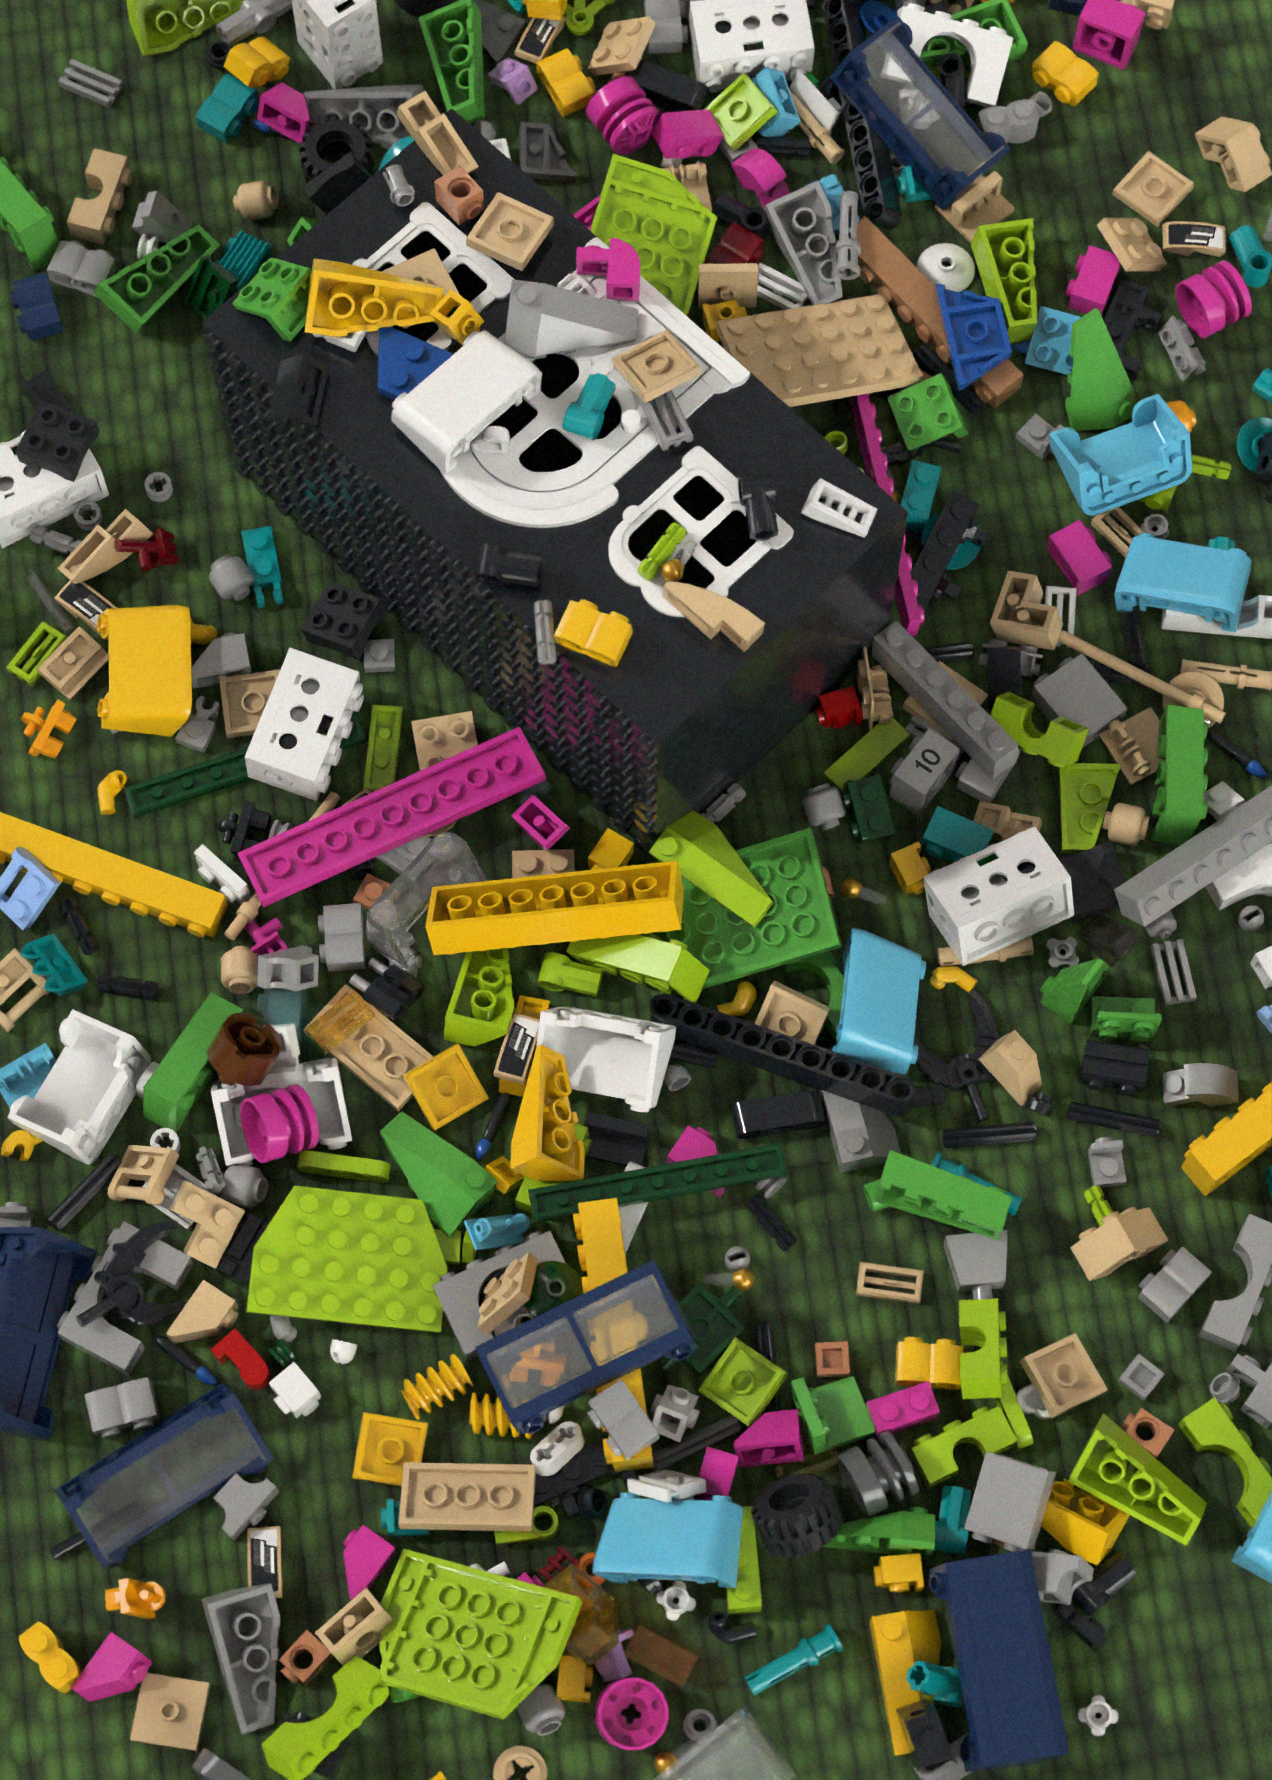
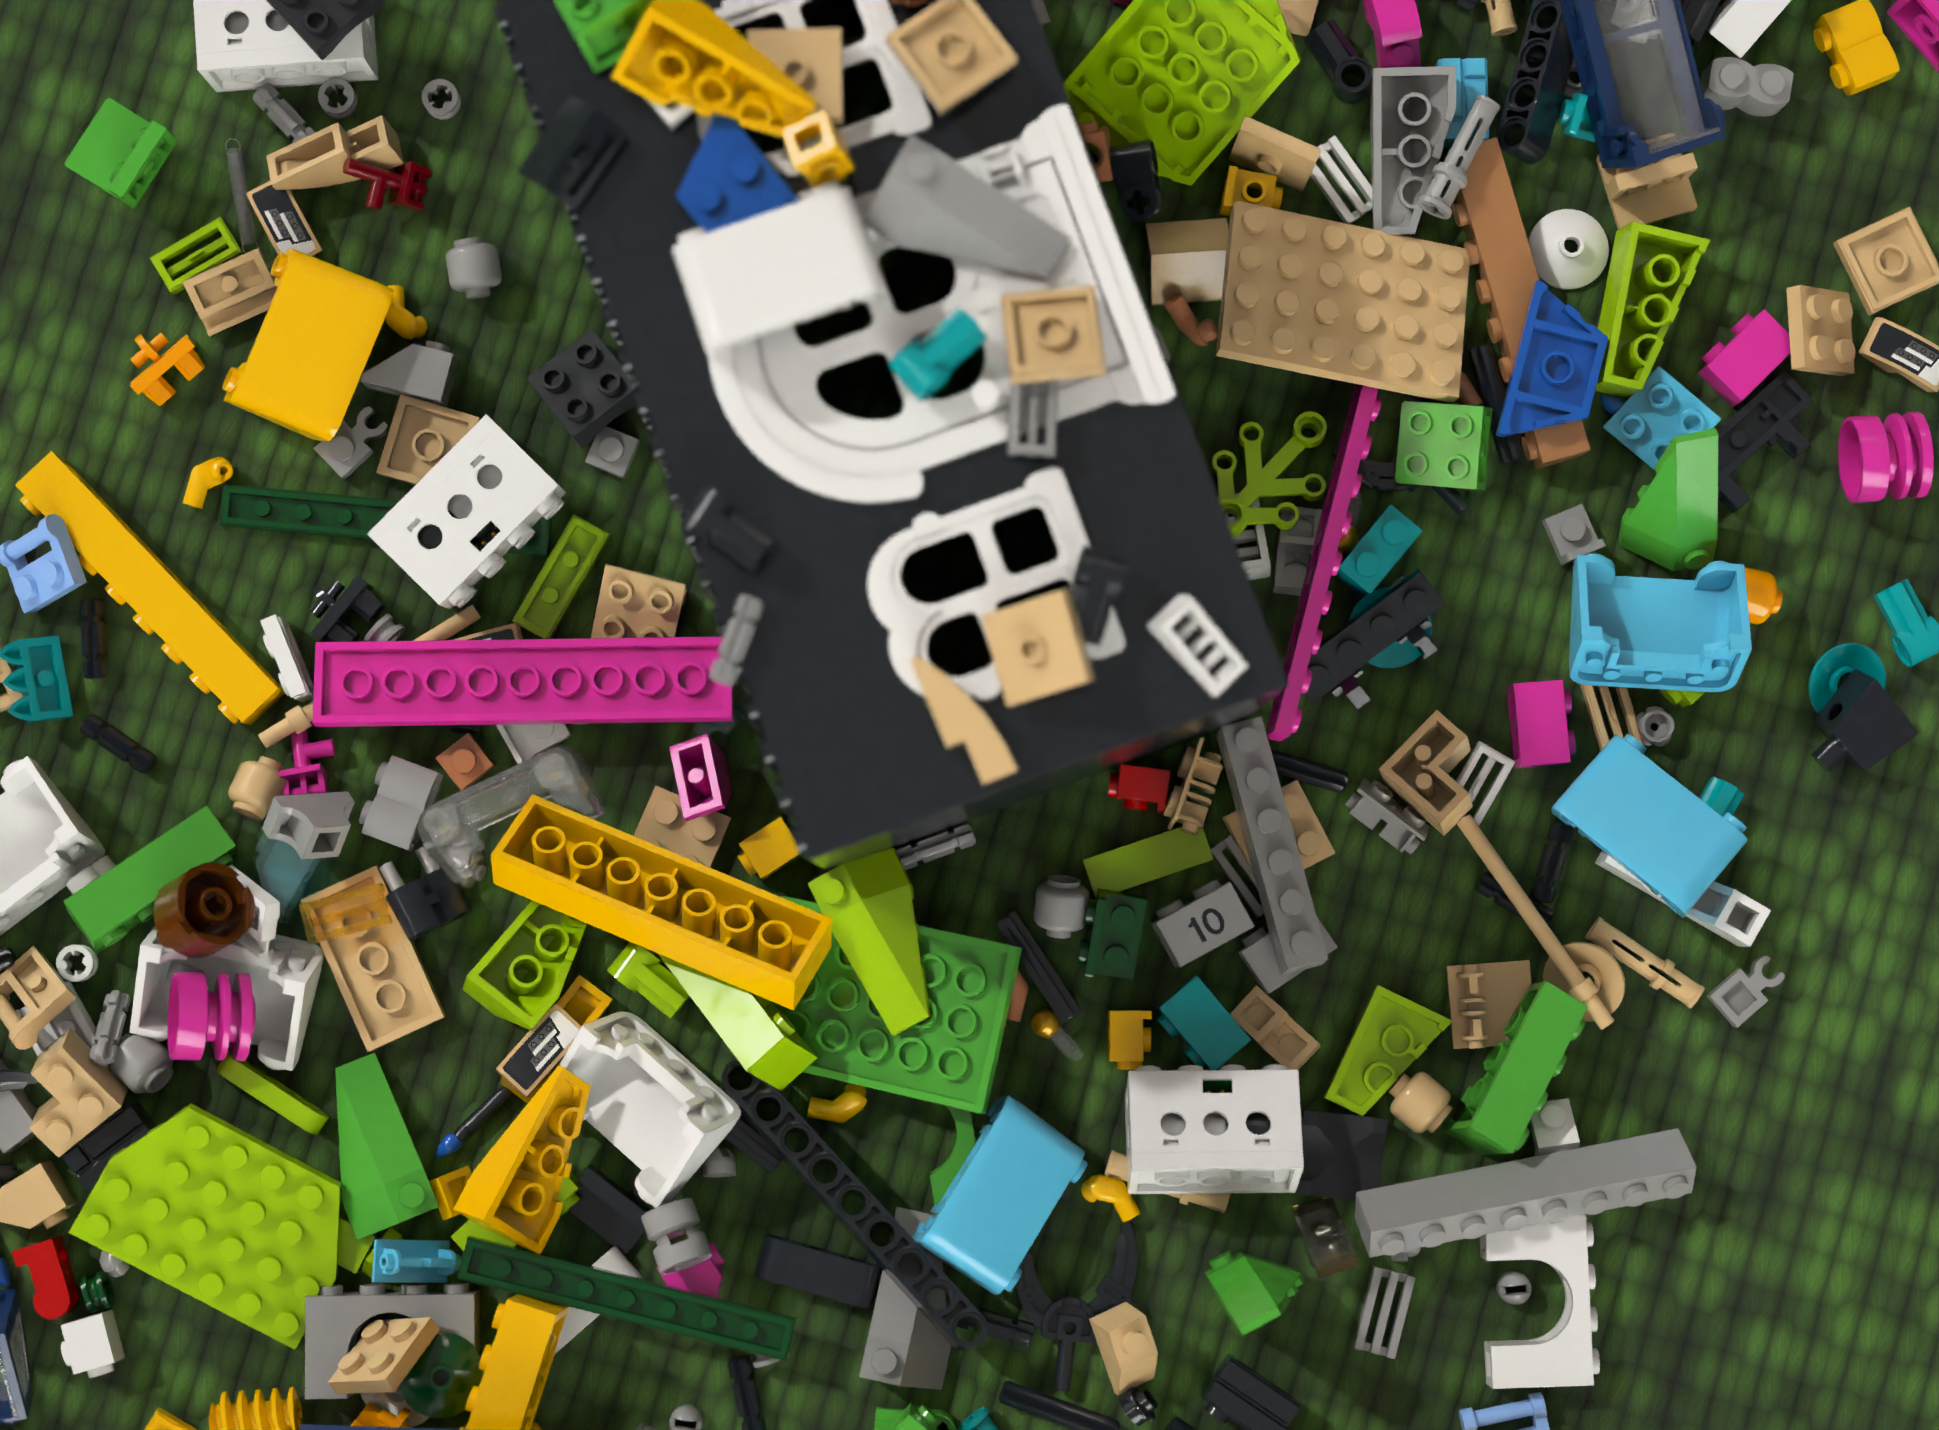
camera: 20 degrees right, 15 degrees up
(263, 563) = (524, 263): teal hinge -> none
(342, 1351) = (172, 1316): white hinge -> none
(445, 1086) = (436, 1051): yellow plate -> none
(492, 440) = (790, 344): white tile -> none
(594, 632) = (795, 674): yellow brick -> none
(618, 263) = (1072, 163): dark pink brick -> none
(662, 551) = (937, 600): lime axle -> none
(674, 568) = (939, 633): piece -> none
(674, 1124) = (671, 1222): none -> light grey wheel
(737, 247) = (1307, 108): dark red brick -> none
(740, 548) = (1038, 647): none -> tan plate
(792, 1014) = (887, 1163): tan plate -> none
(839, 859) = (1039, 967): none -> black axle
(1003, 672) = (1364, 843): black slope -> none
(1042, 103) = (1805, 80): light grey hinge -> none
(1056, 959) = (1257, 1214): light grey plate -> none
(1059, 744) = (1345, 911): lime arch -> none
(1079, 695) = (1441, 914): light grey brick -> none
(1123, 1018) = (1297, 1346): bright green bracket -> none
(1177, 343) = (1811, 481): light grey hinge -> none
(1208, 466) = (1766, 675): lime axle -> none
(1236, 753) = (1616, 1095): black piece -> none

